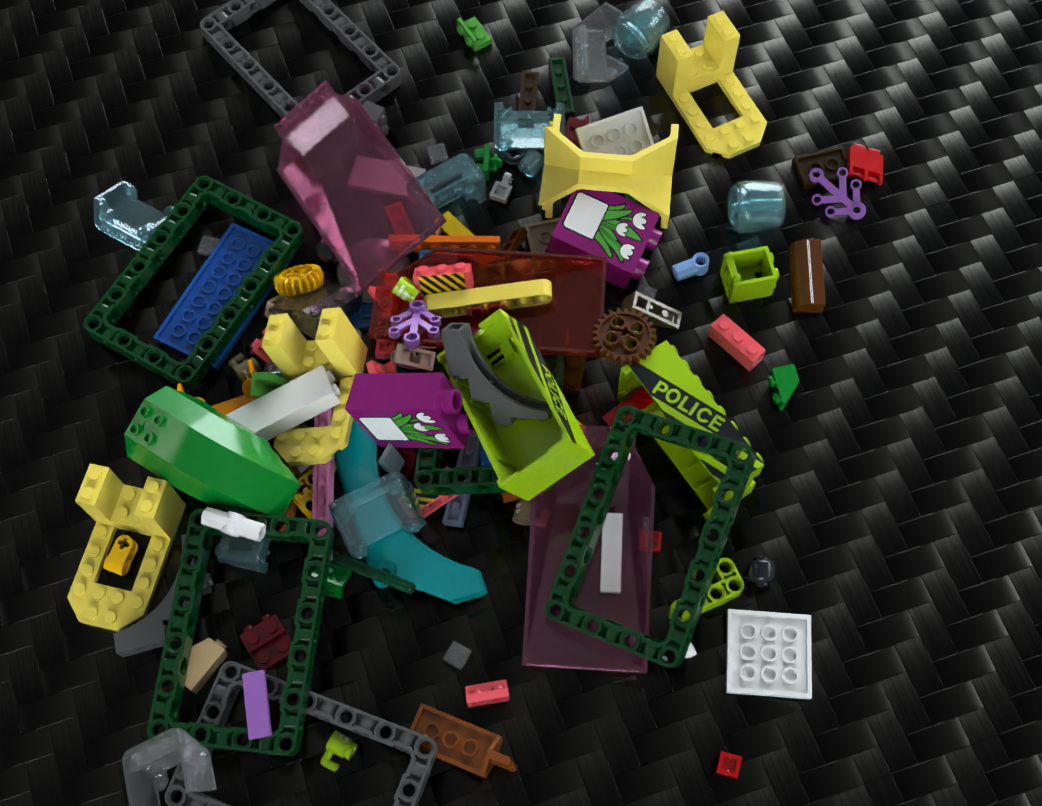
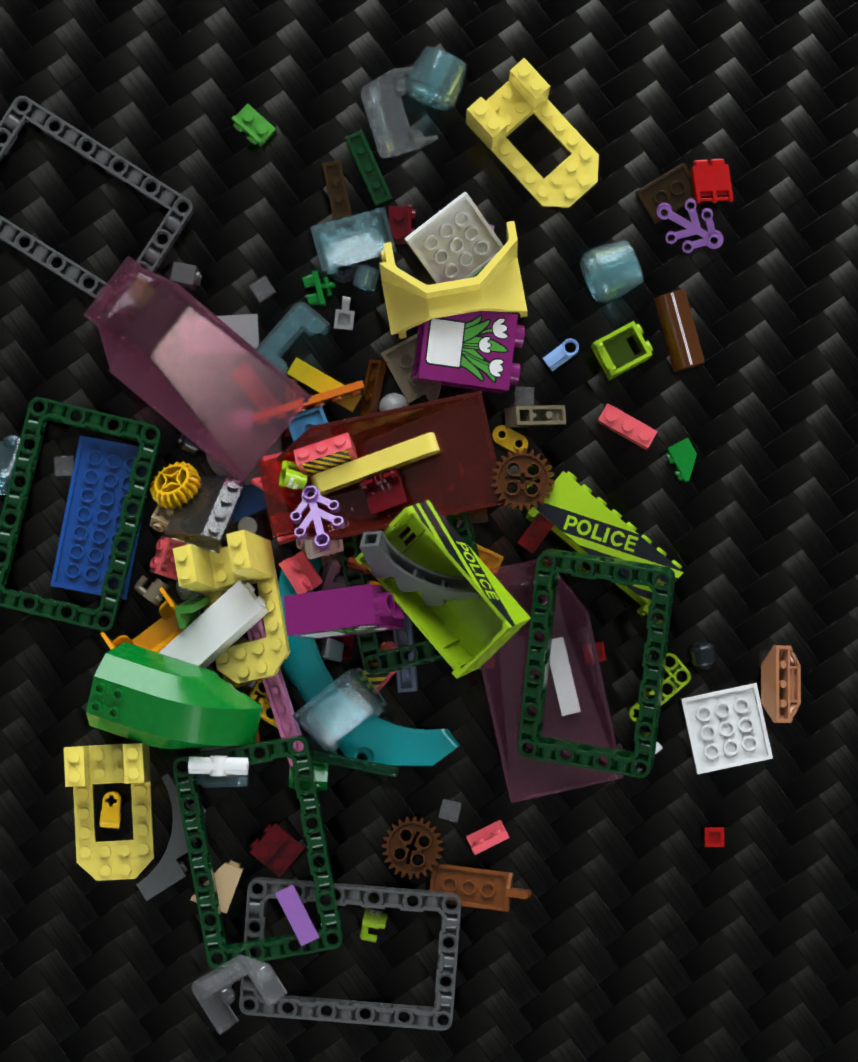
camera: 20 degrees left, 20 degrees up
(420, 690) = (429, 853): none -> reddish brown gear
(837, 621) = (781, 684): none -> nougat wedge

